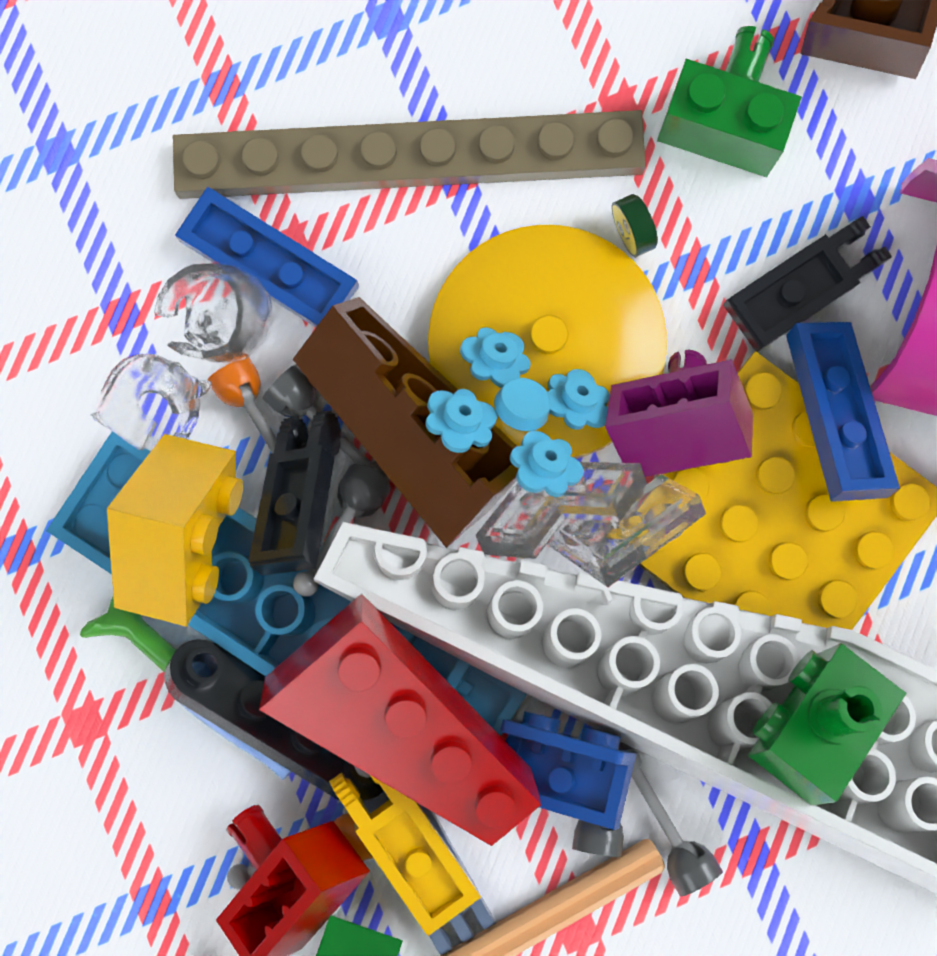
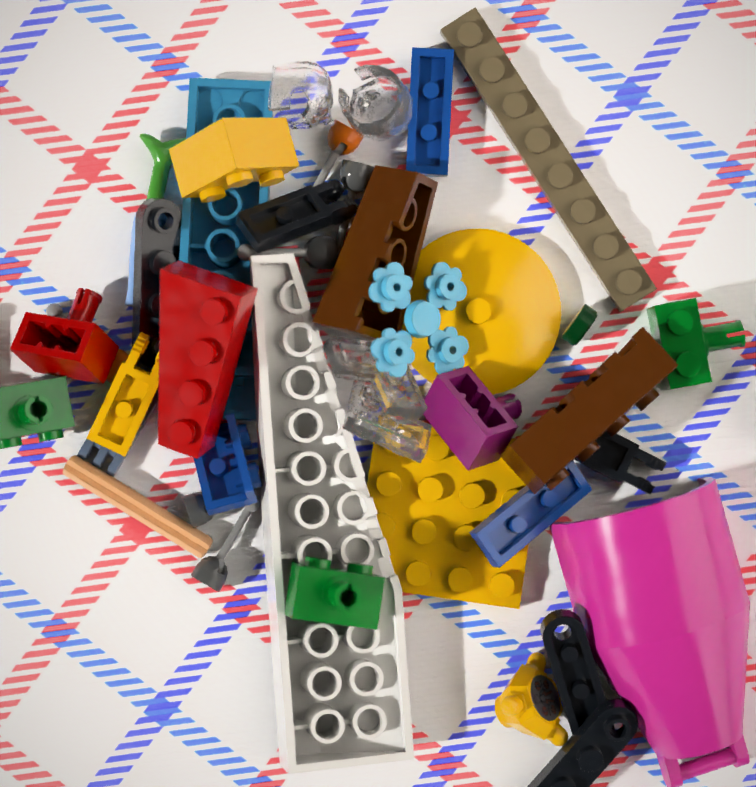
camera: 55 degrees right, 5 degrees up
(759, 262) = (588, 412): none -> reddish brown wedge

